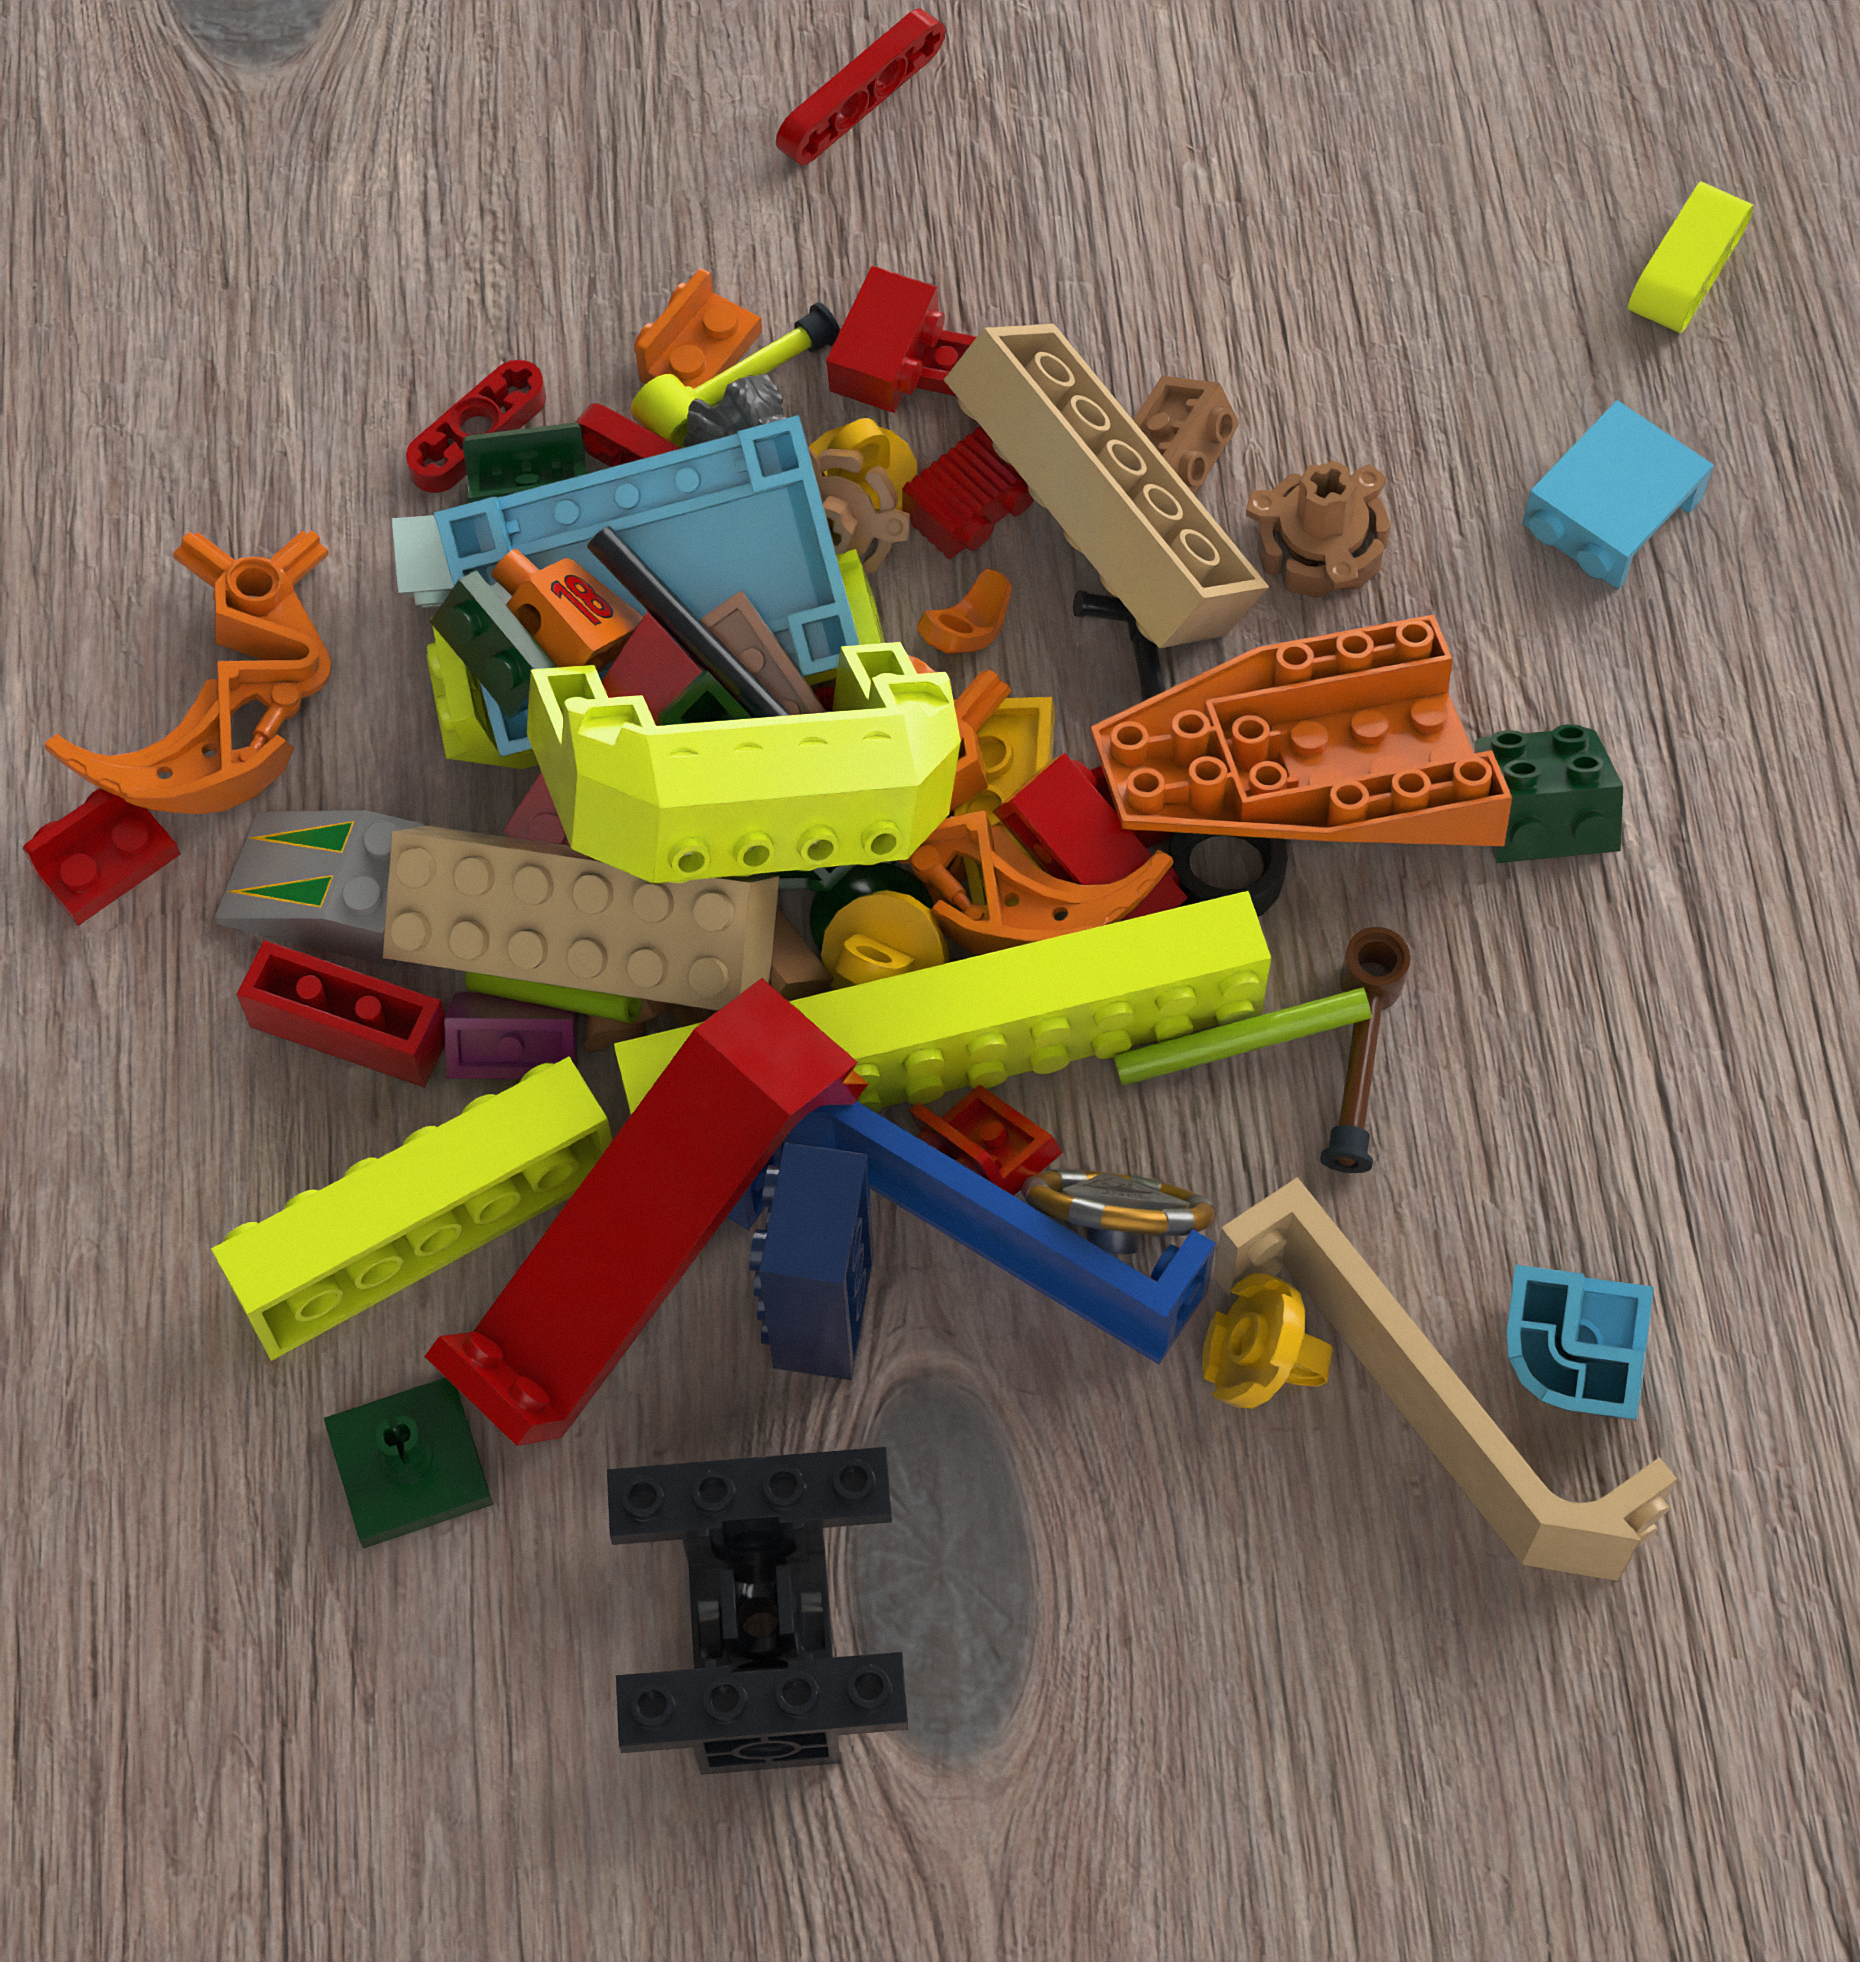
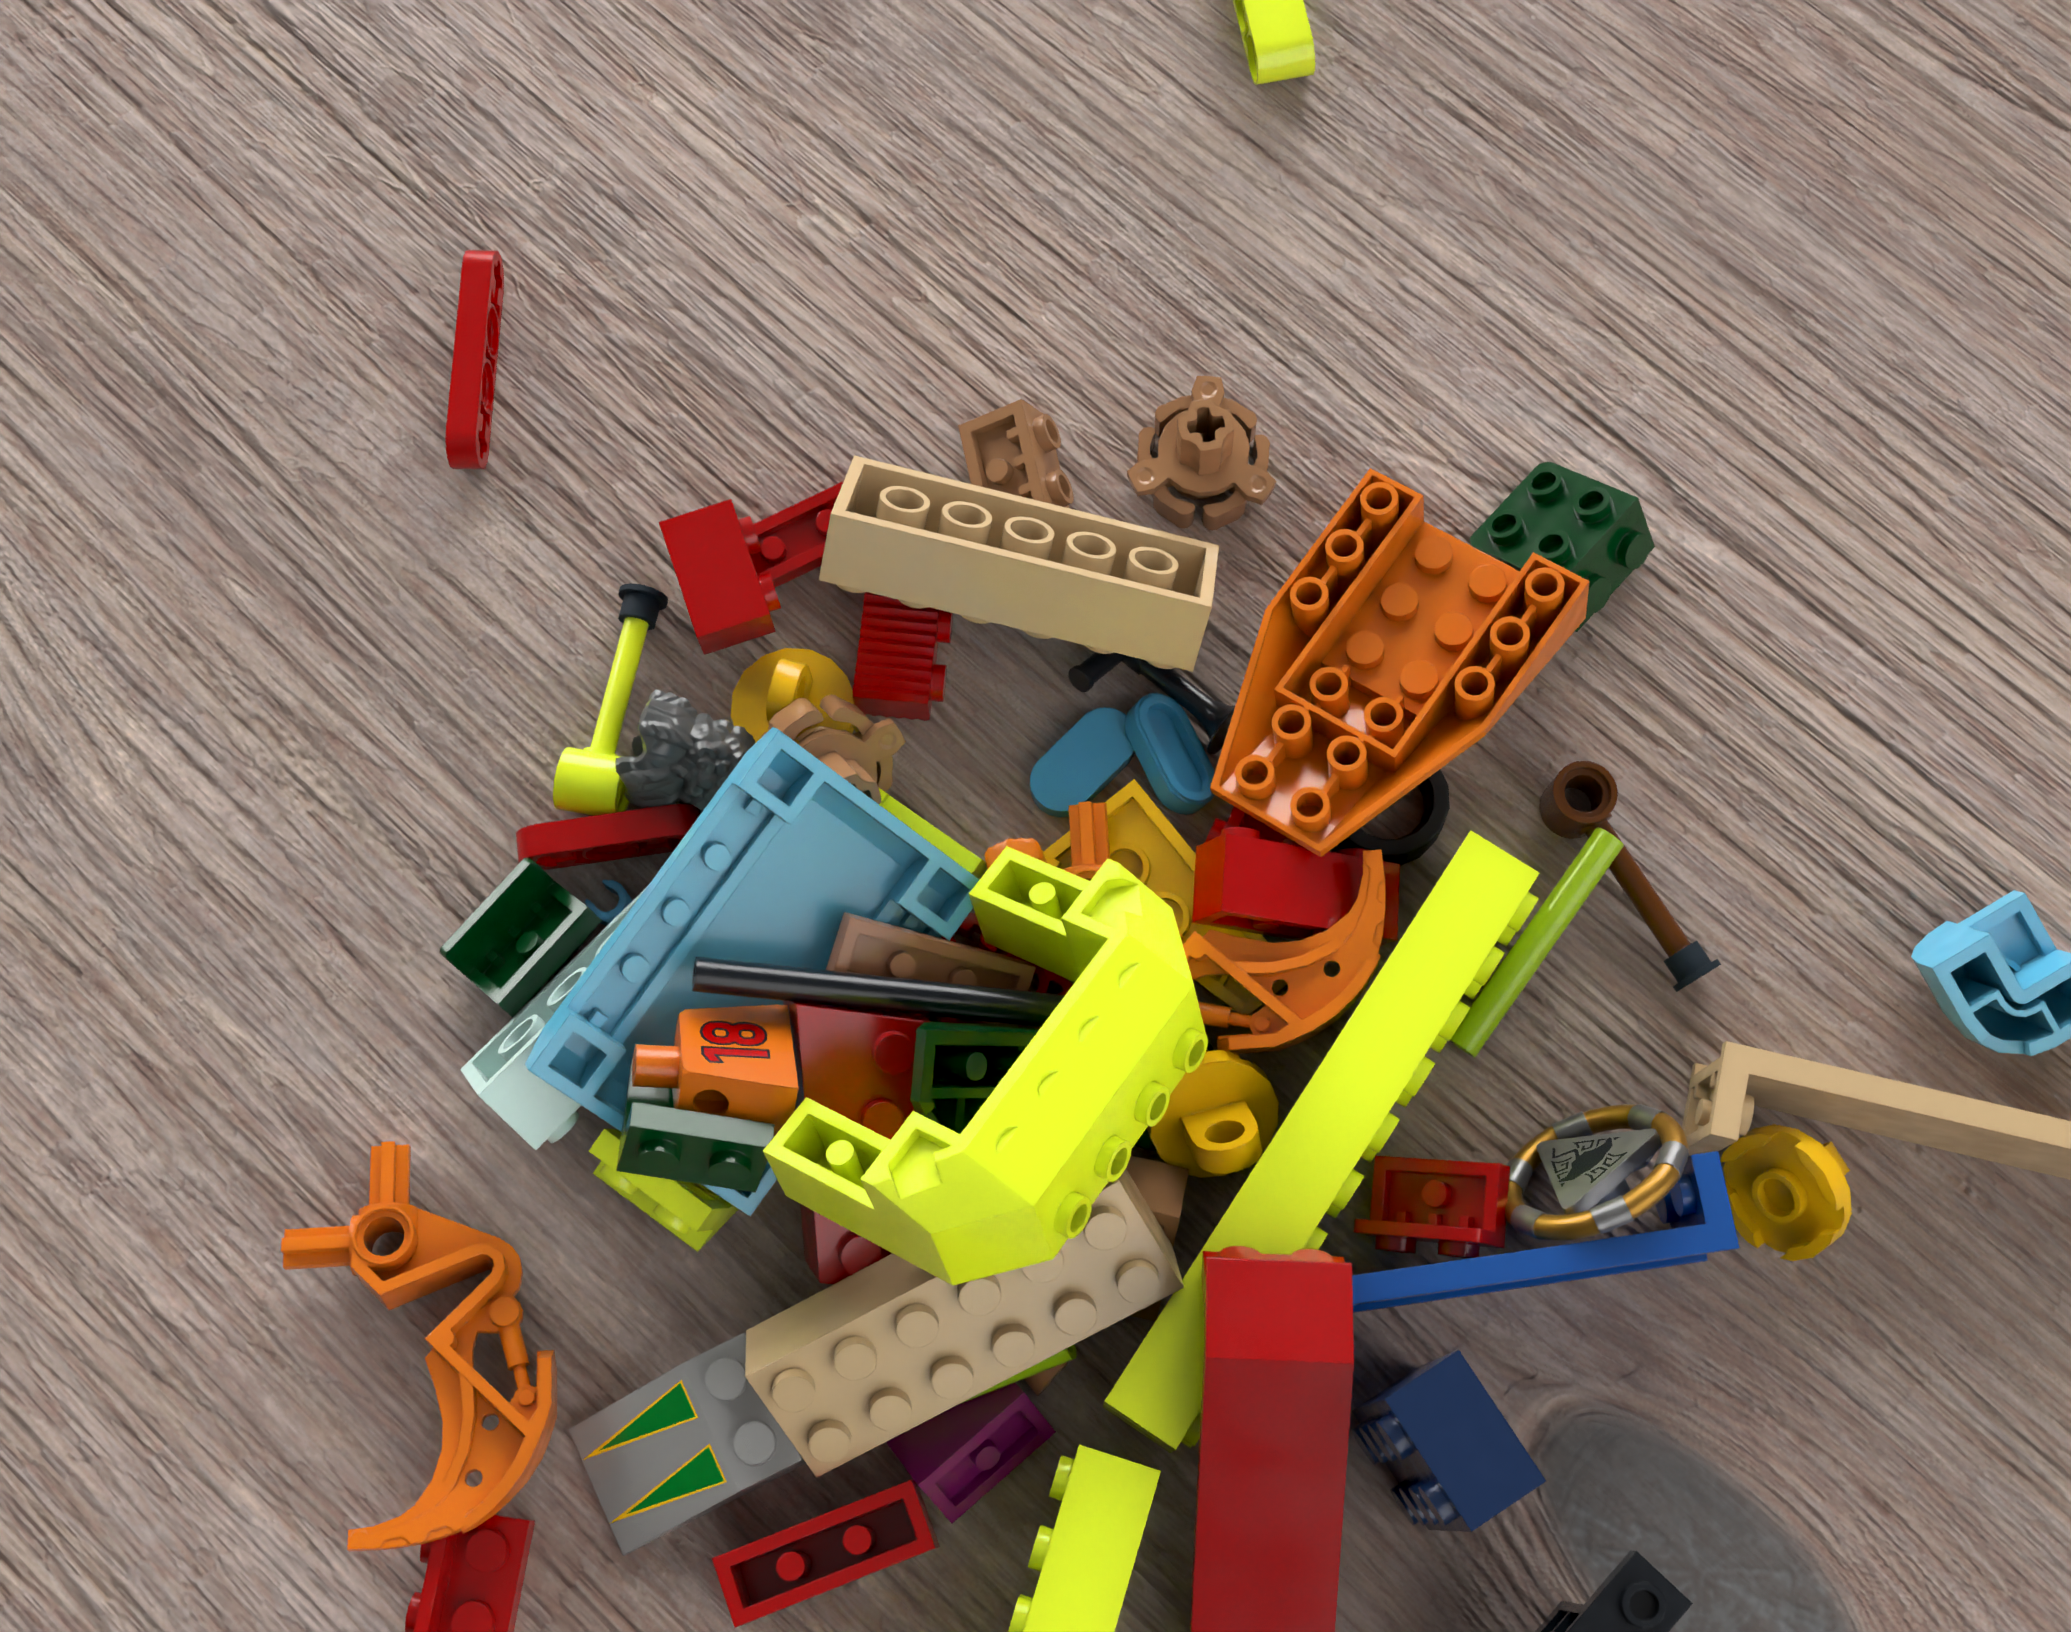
camera: 40 degrees left, 10 degrees up
(481, 401) = (408, 969): red beam -> none
(695, 335) = (547, 697): orange bracket -> none
(972, 621) = (1000, 763): orange hair -> none
(1037, 664) = (1081, 762): none -> dark azure tile
(1101, 689) = (1170, 753): none -> dark azure tile
(1614, 492) = (1397, 250): medium azure panel -> none

